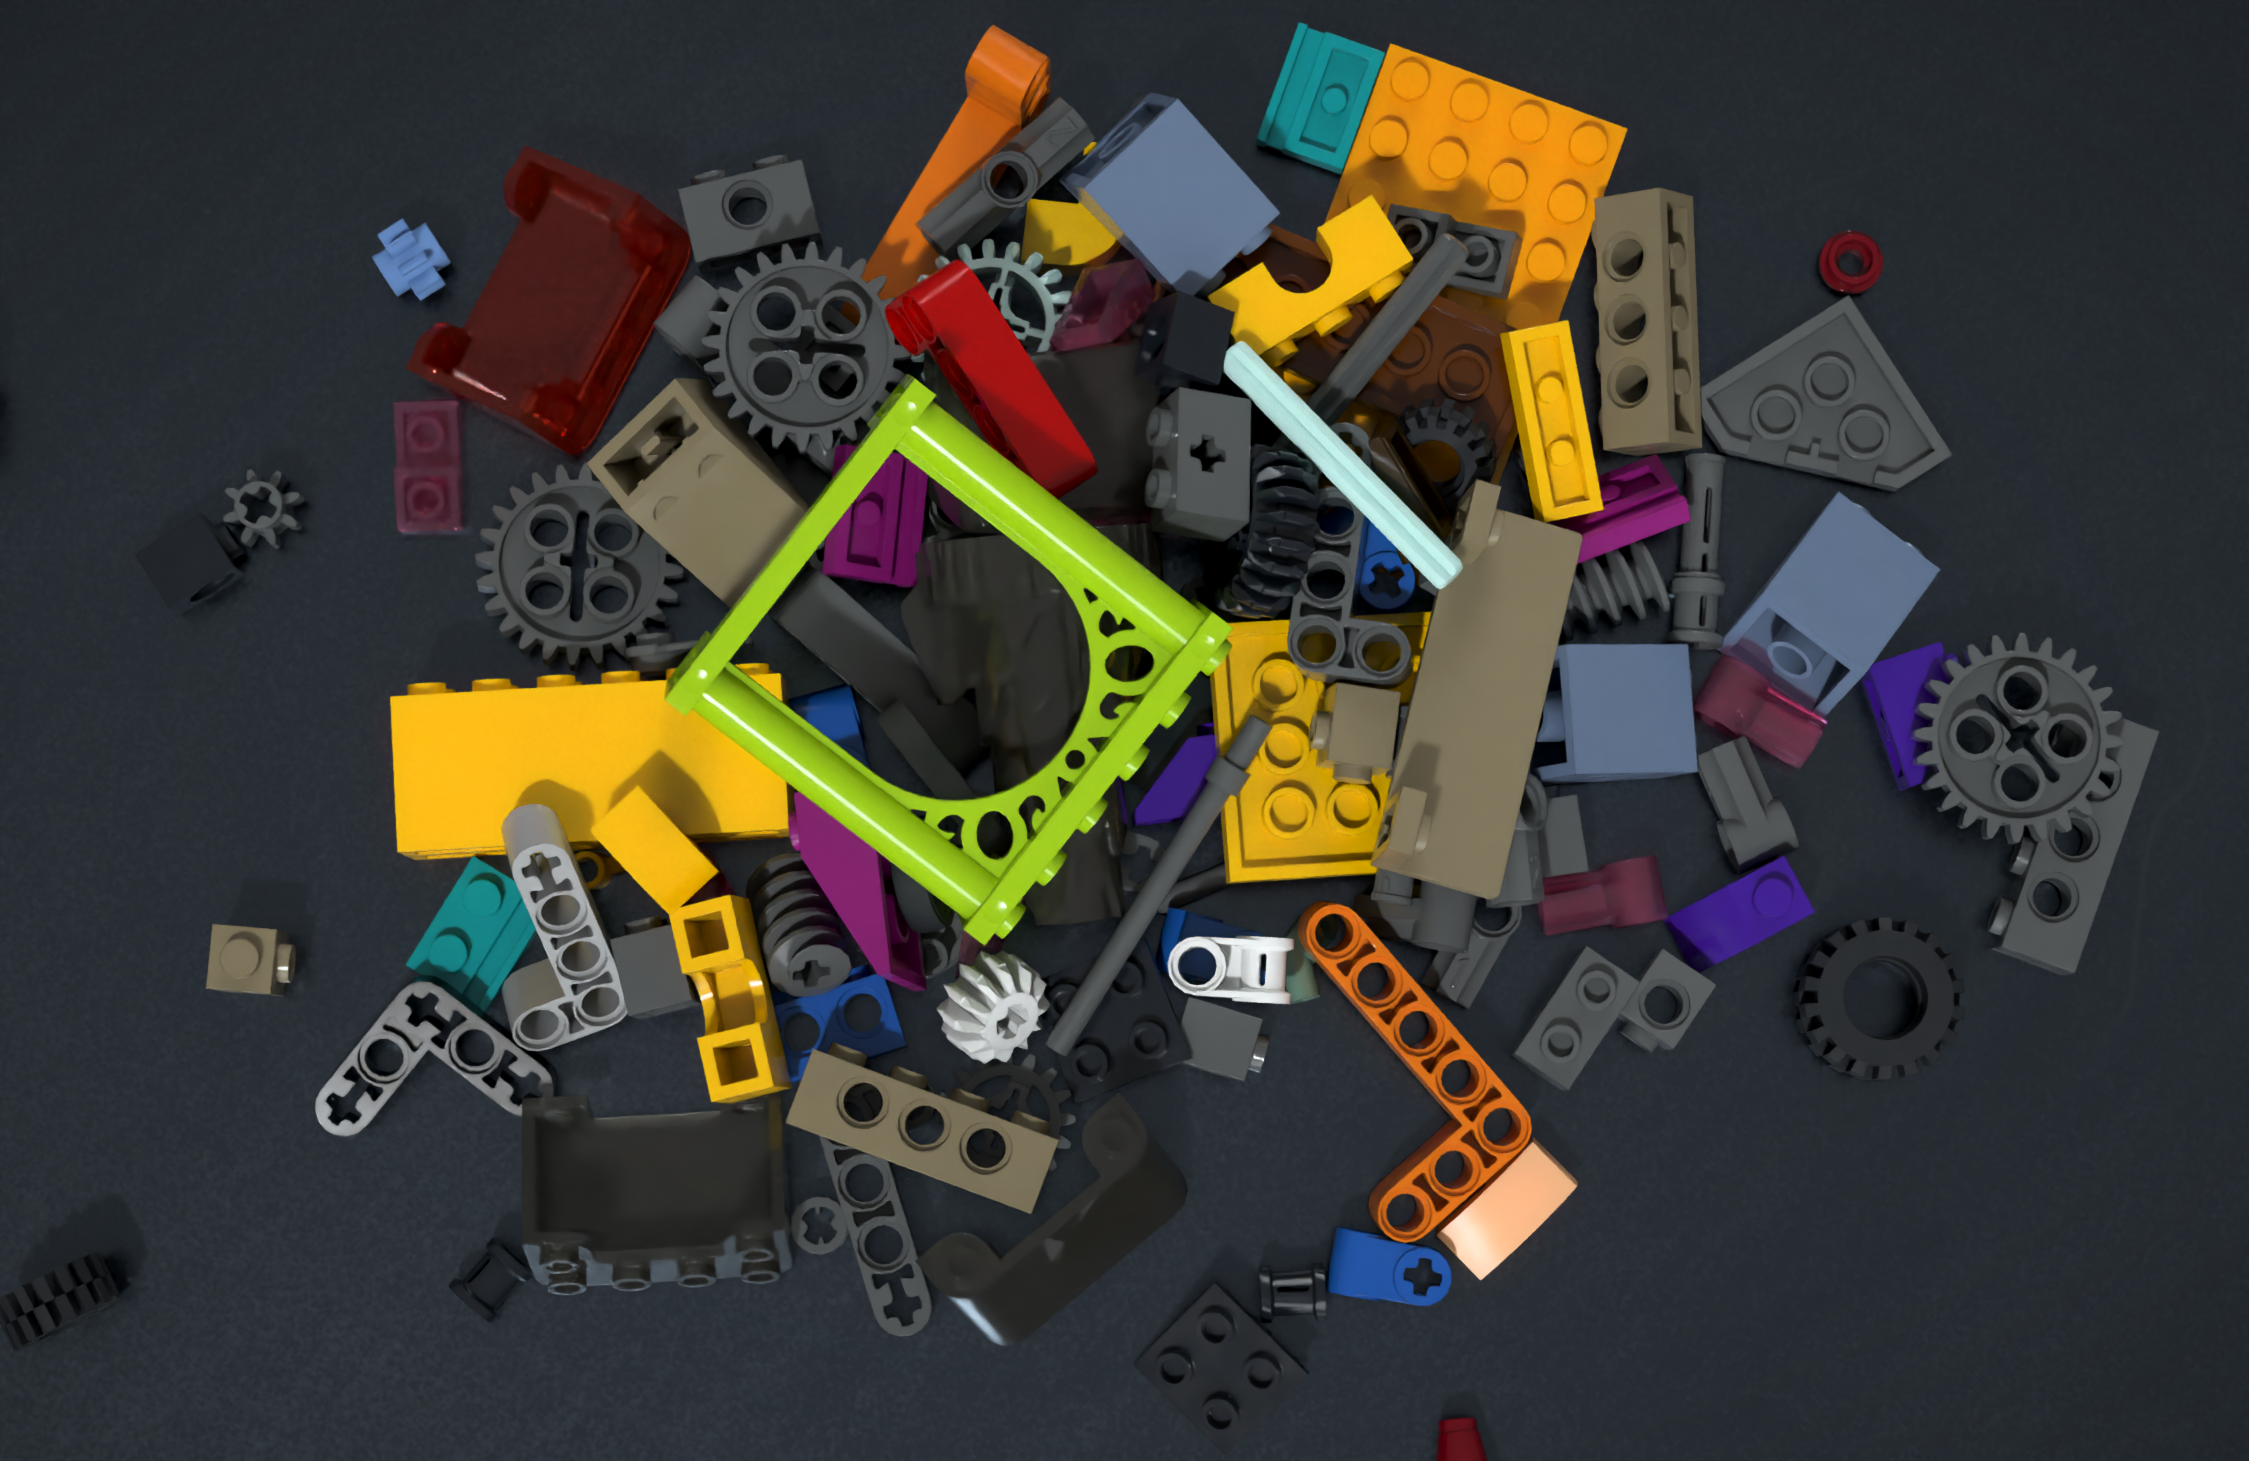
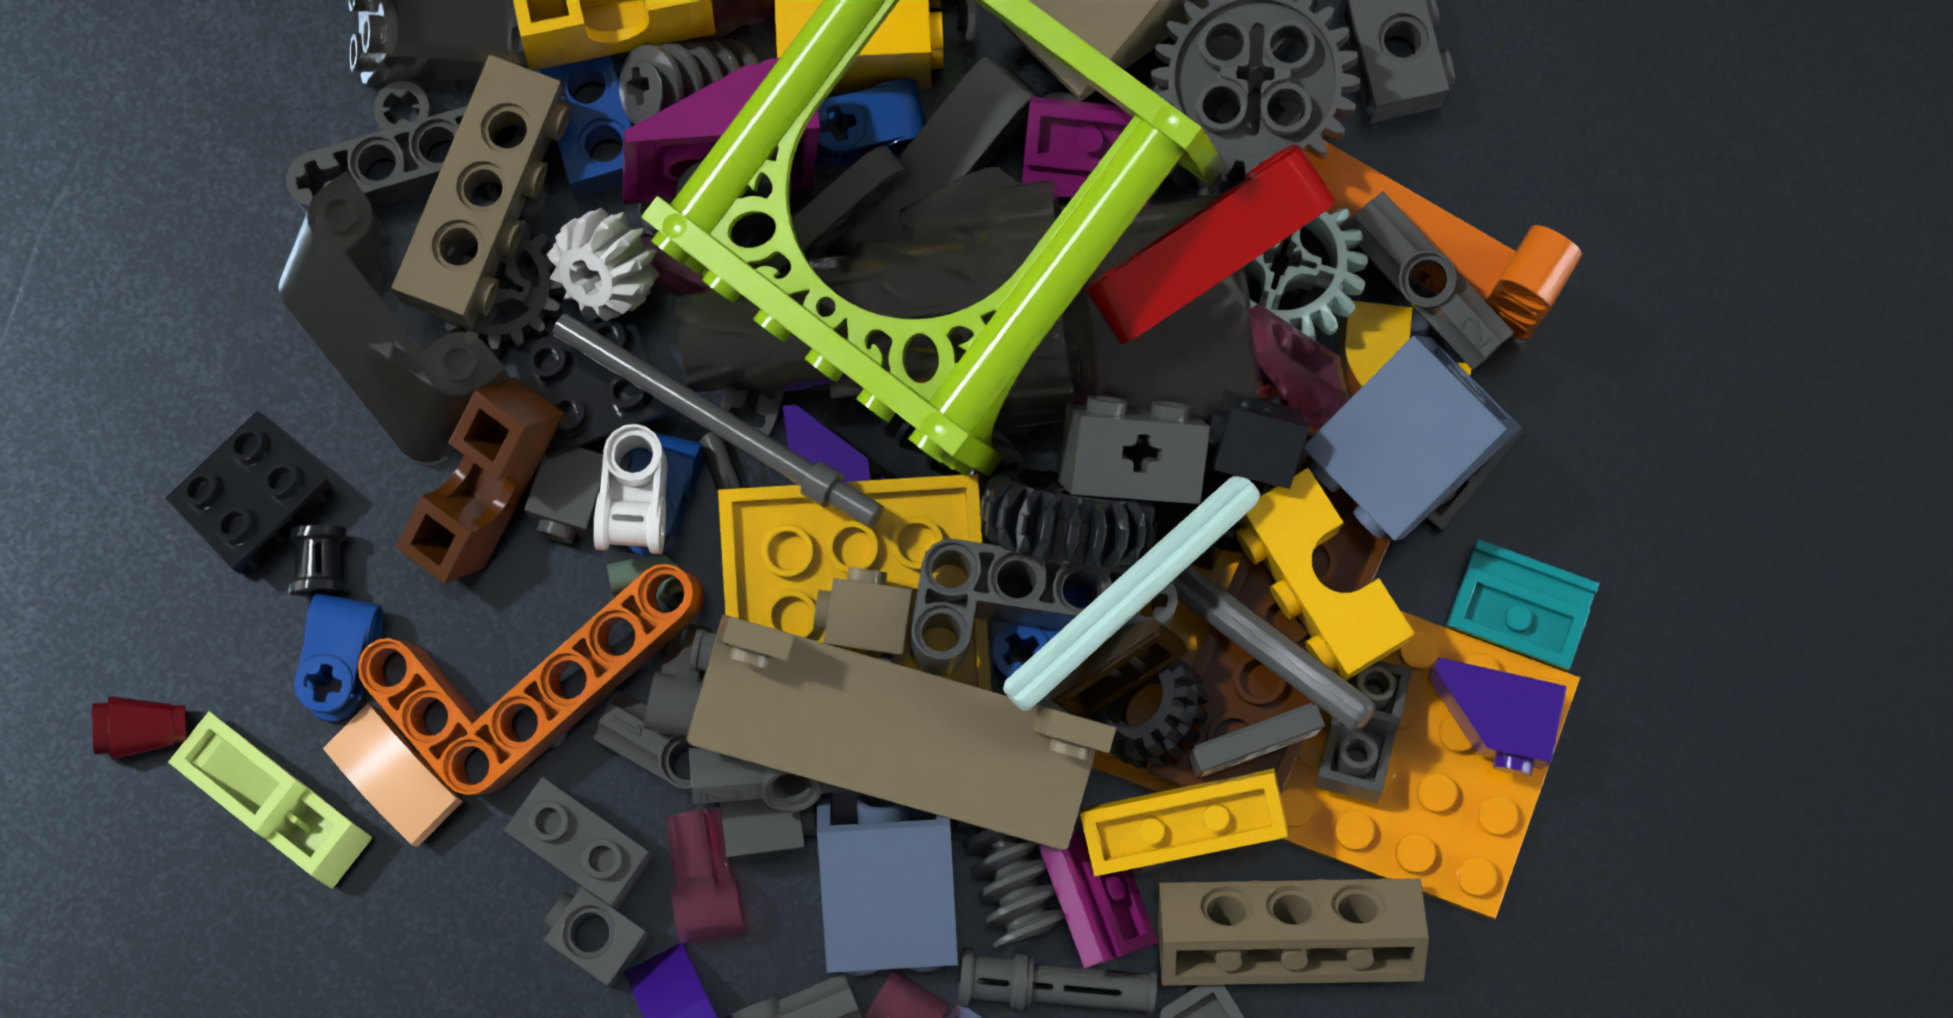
camera: 90 degrees right, 5 degrees down
(1220, 1120) = (502, 445): none -> reddish brown arch
(1437, 114) = (1501, 713): none -> dark purple slope
(1473, 350) = (1256, 740): none -> dark grey tile
(1533, 1331) = (270, 800): none -> yellowish green slope

